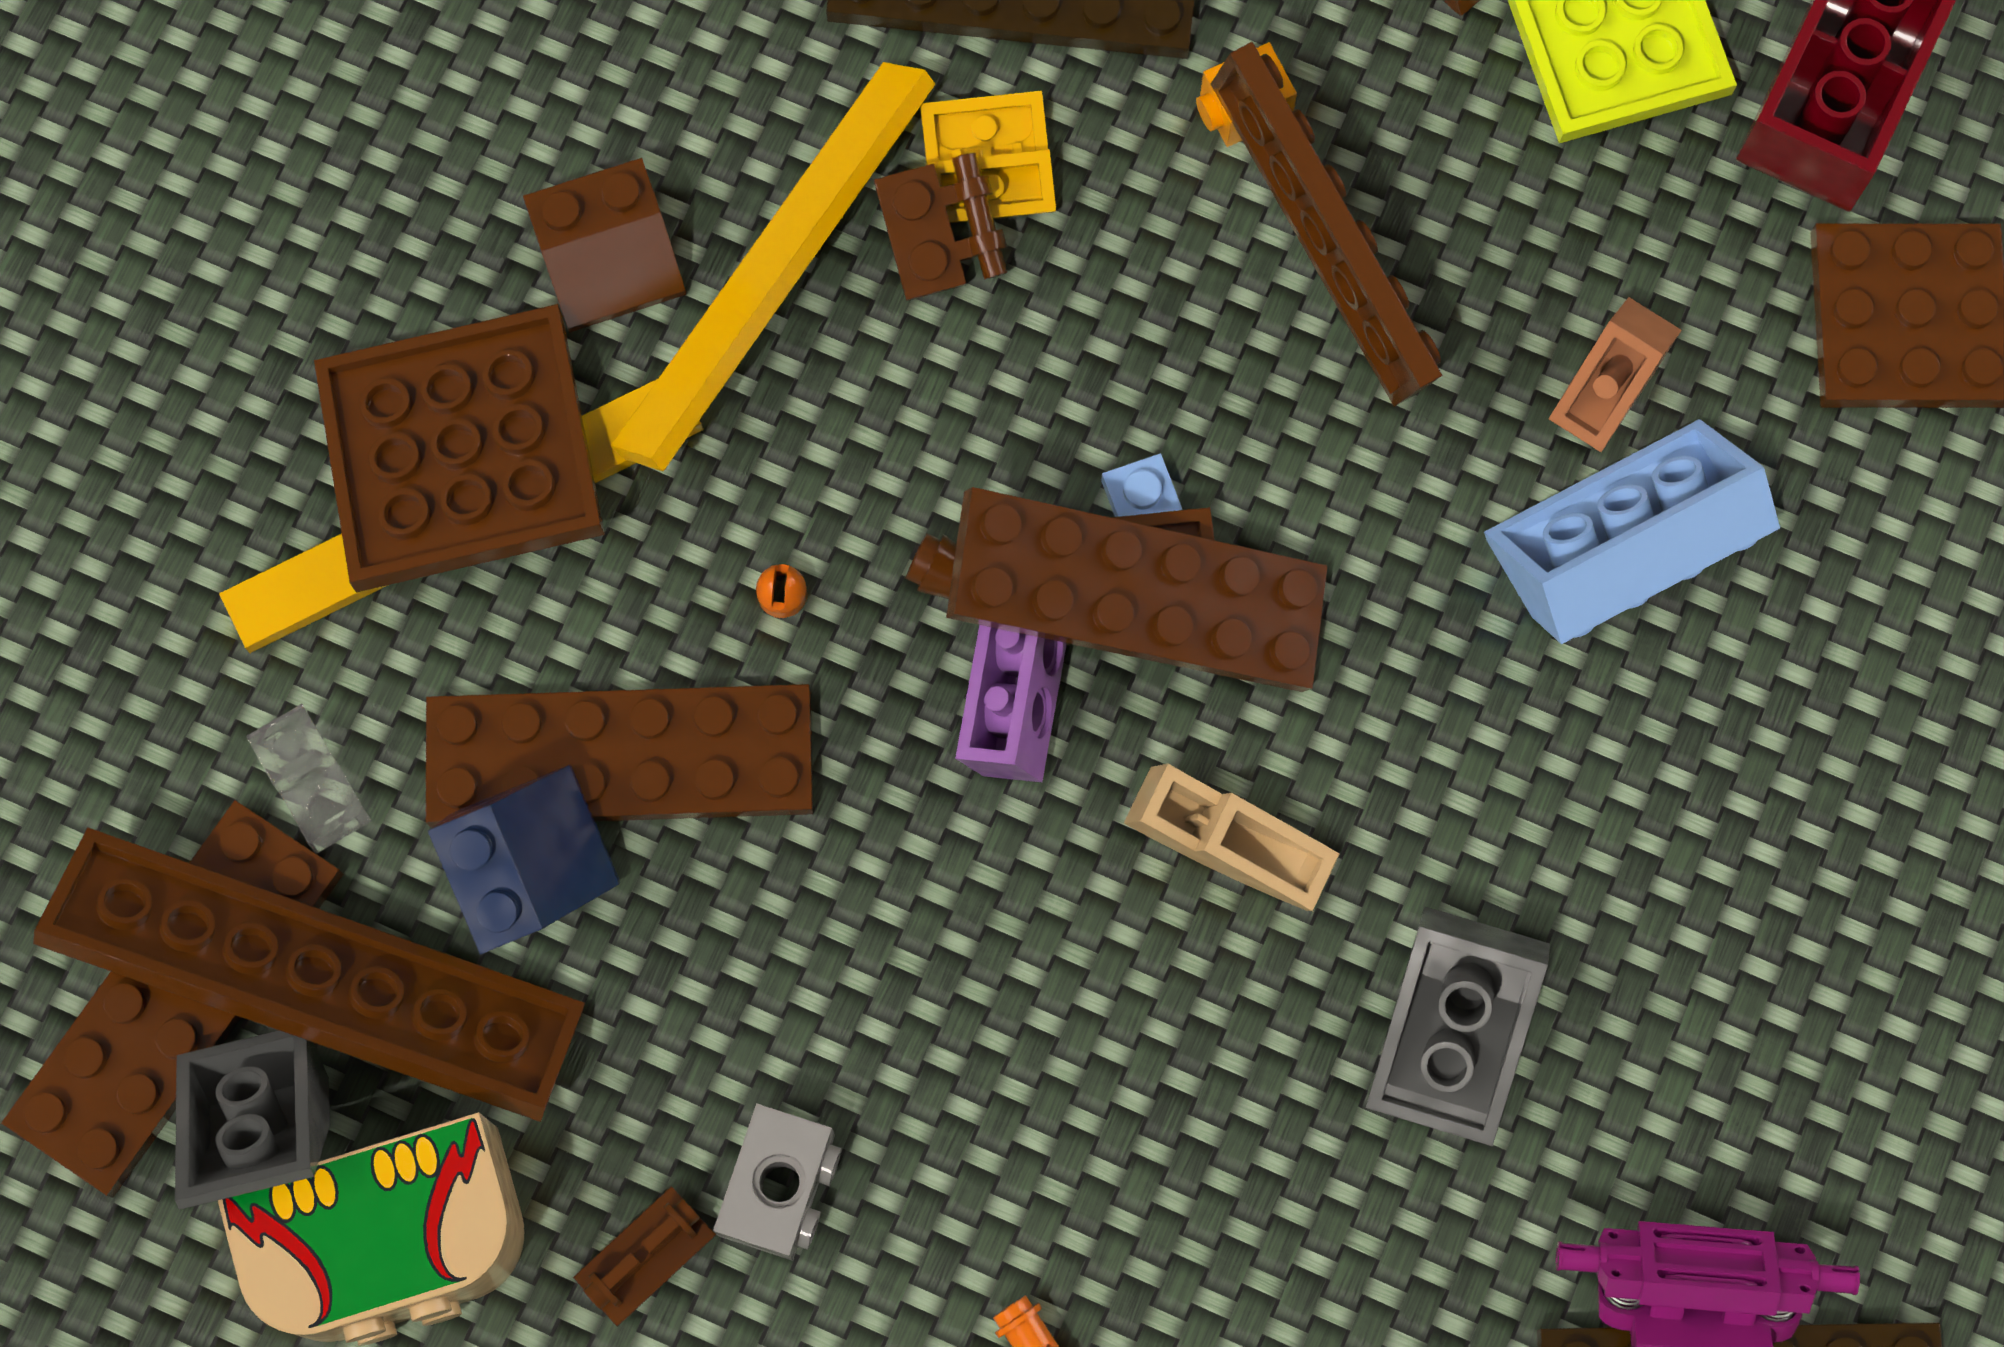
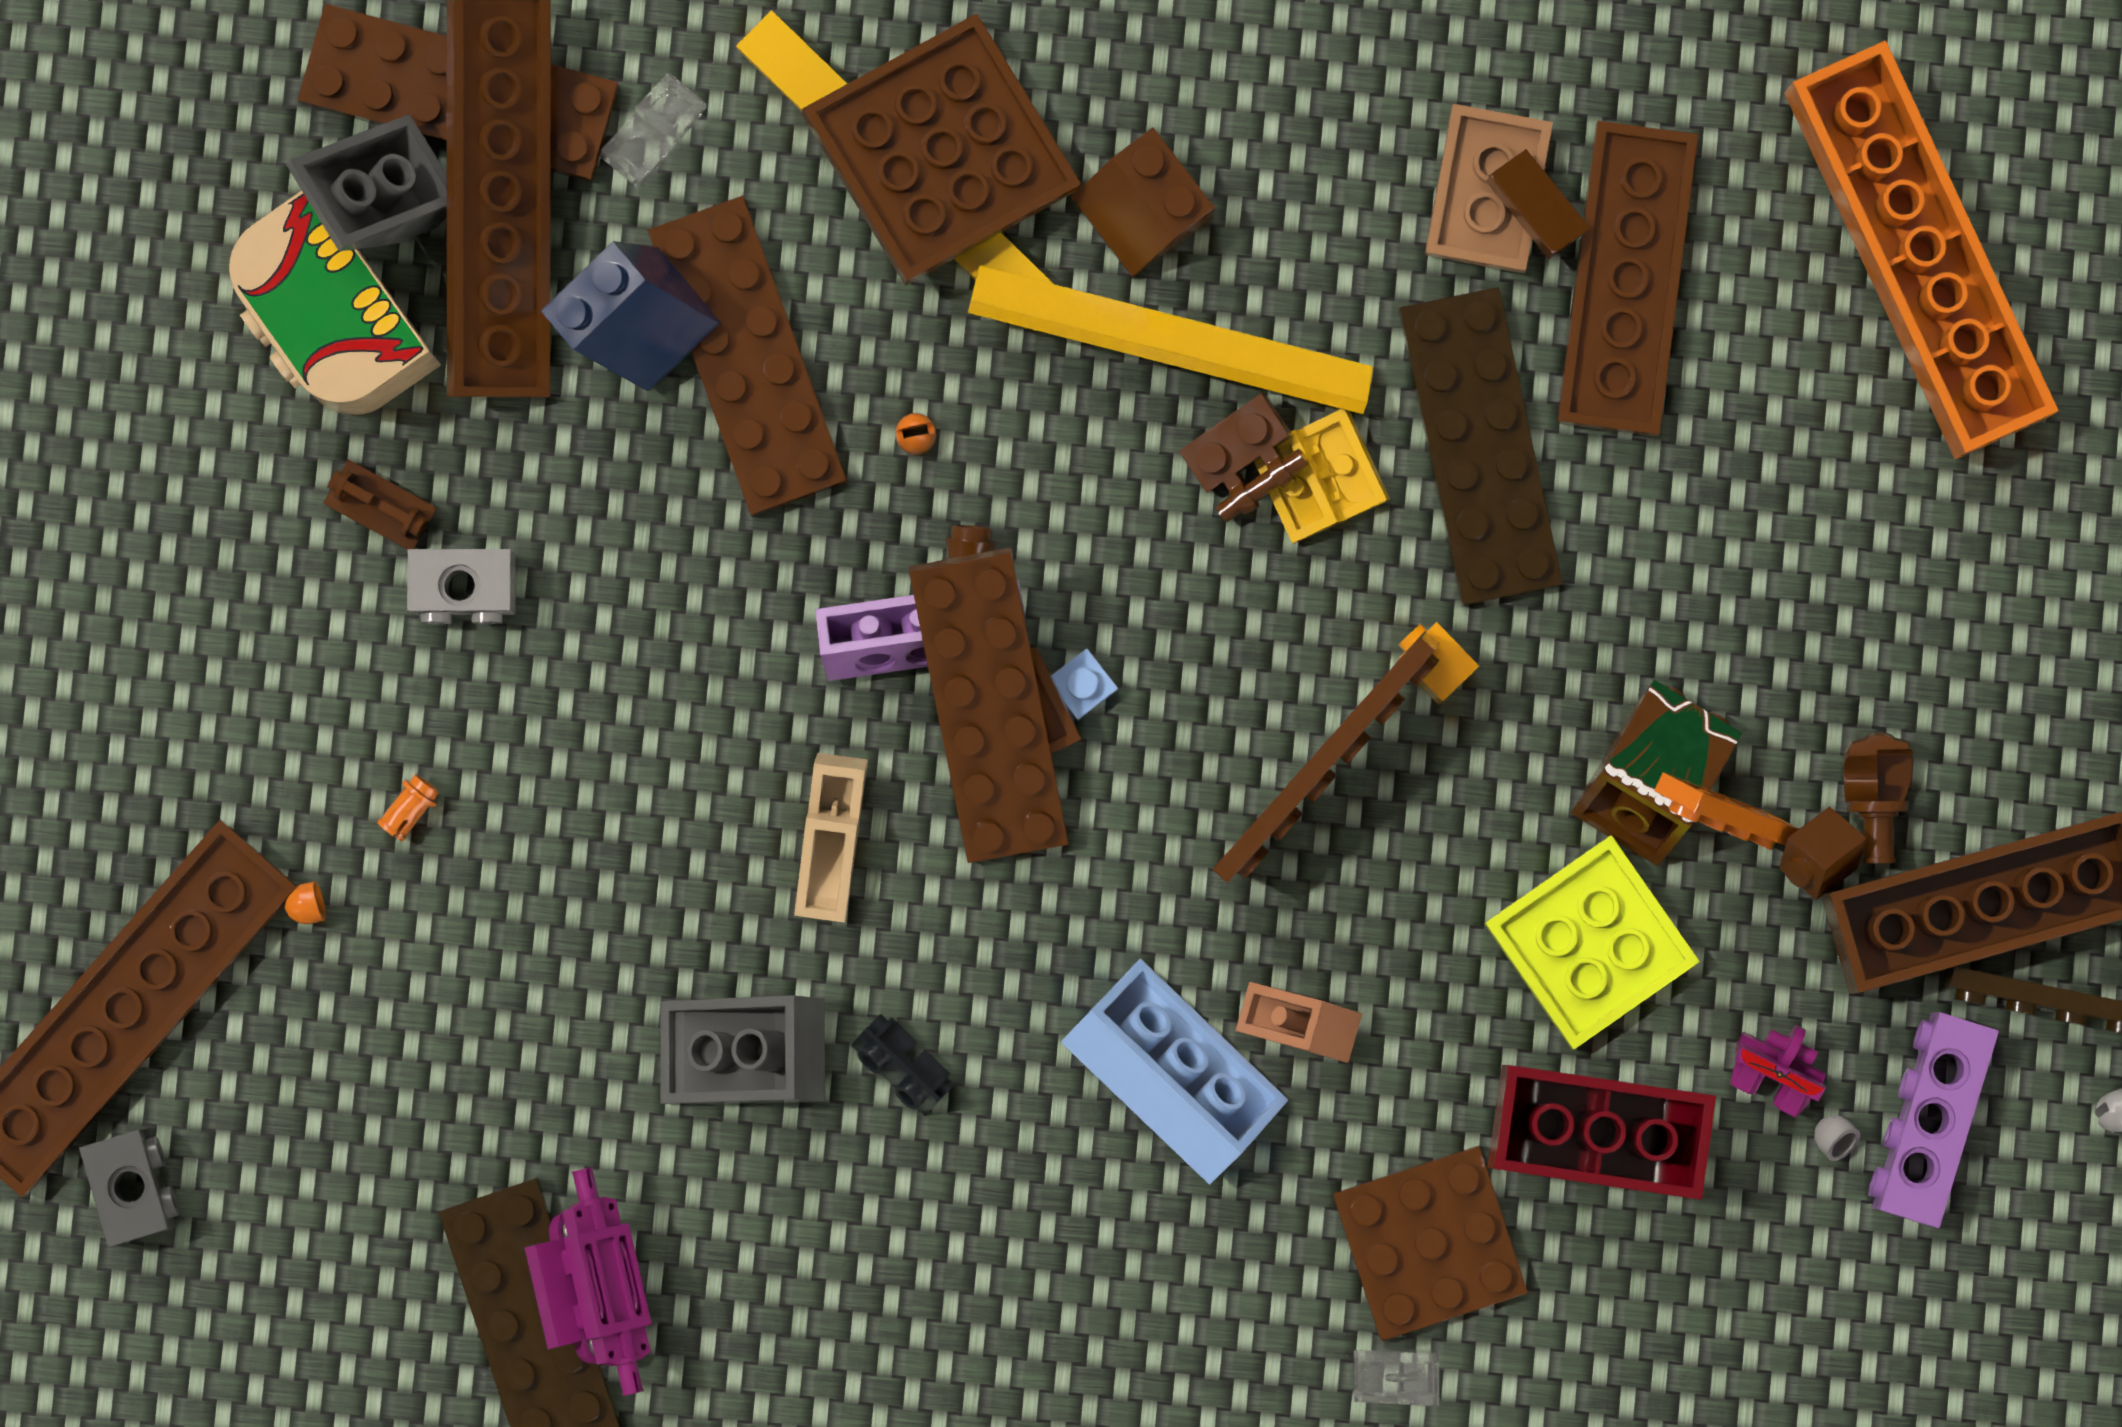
camera: 70 degrees right, 10 degrees up
(1557, 830) = (883, 1051): none -> black hinge

